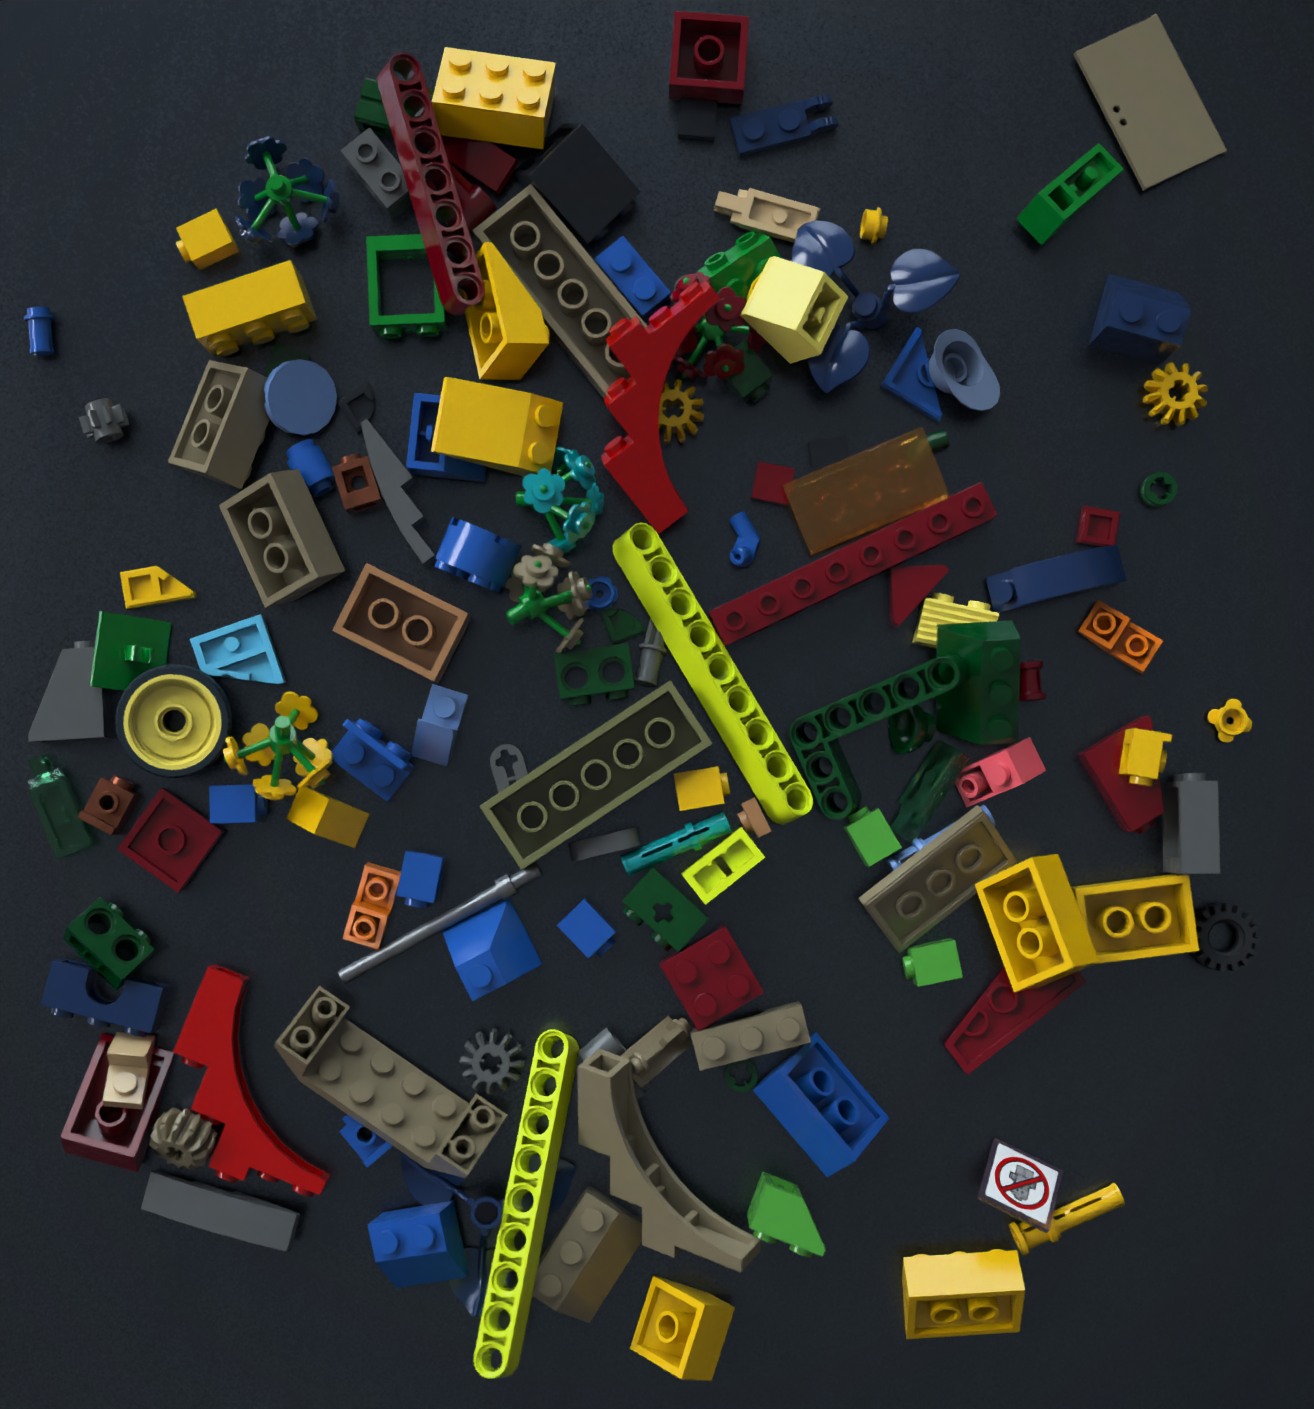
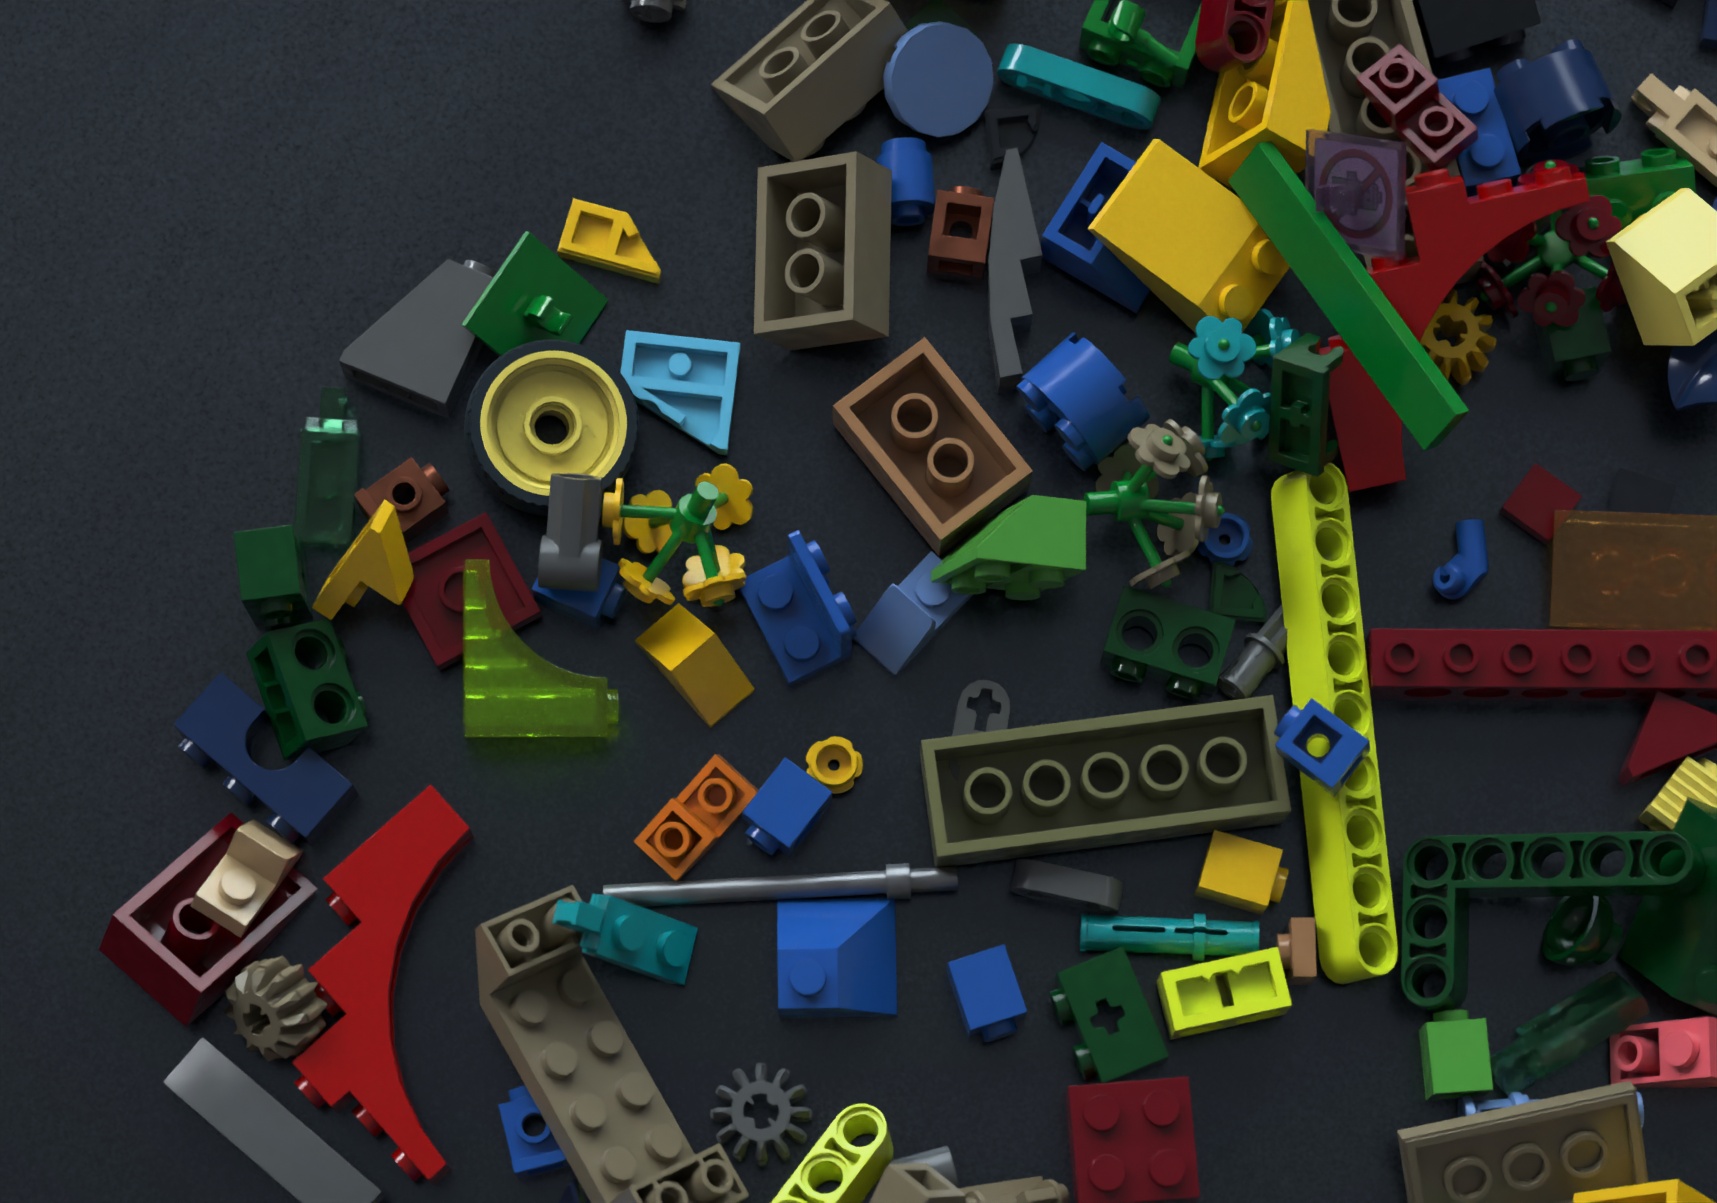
camera: 25 degrees right, 10 degrees down
(55, 889) = (273, 576): none -> dark green brick
(109, 853) = (373, 560): none -> yellow slope
(219, 792) = (571, 549): none -> dark grey piece
(229, 885) = (513, 688): none -> clear neon green arch
(367, 998) = (630, 936): none -> teal hinge
(385, 360) = (1078, 86): none -> teal beam
(395, 313) = (1126, 28): none -> green hand
(446, 834) = (836, 749): none -> yellow plate
(483, 660) = (1020, 550): none -> bright green slope
(579, 357) = (1359, 189): none -> clear purple piece
(590, 283) = (1415, 109): none -> dark red slope
(603, 422) = (1348, 296): none -> green tile
(606, 500) = (1301, 406): none -> dark green hinge
(671, 238) = (1555, 103): none -> dark blue brick
(727, 703) = (1315, 721): none -> blue brick

